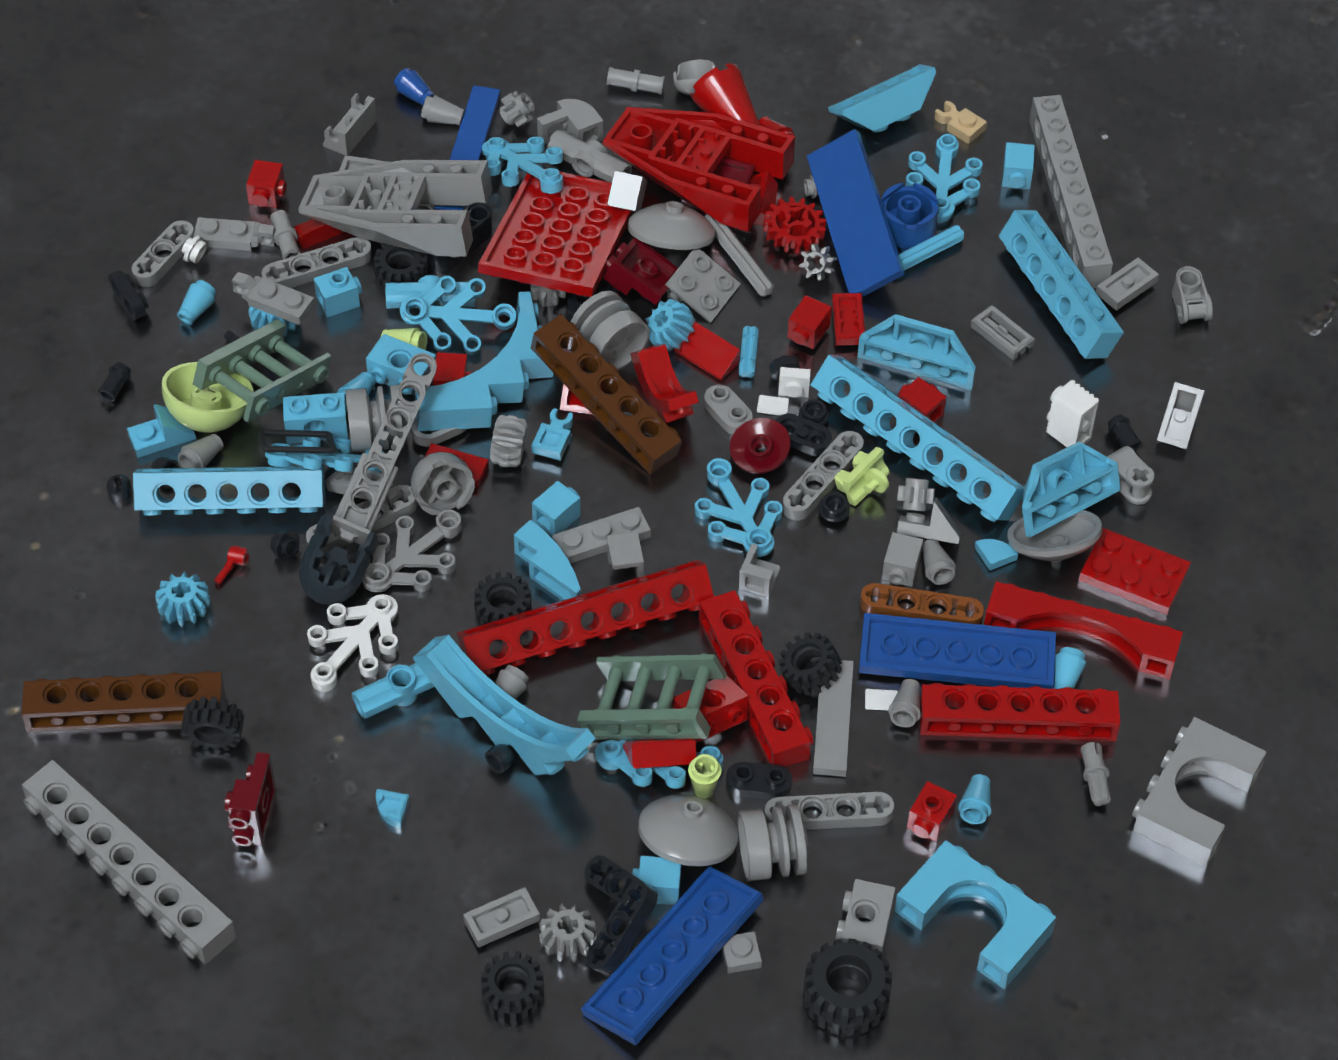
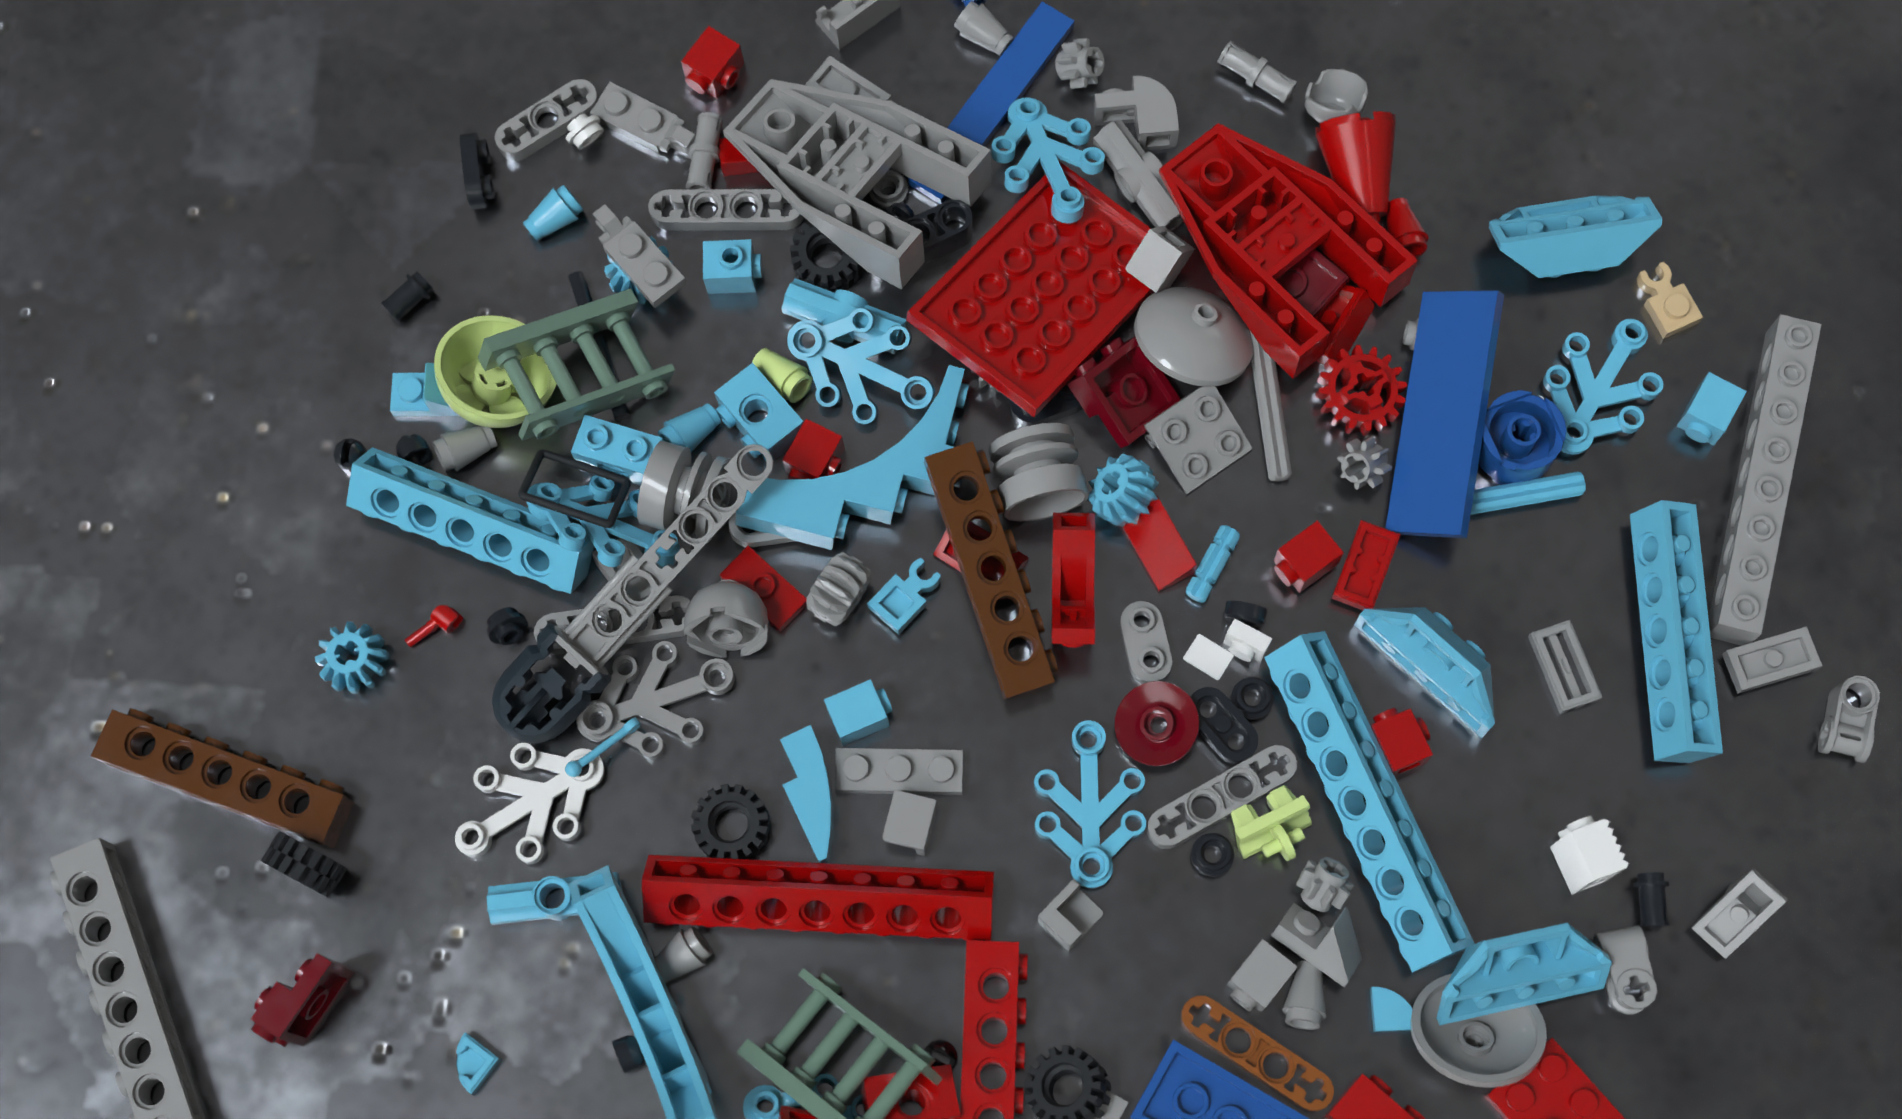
camera: 30 degrees right, 20 degrees up
(378, 602) = (574, 768): none -> medium azure hinge

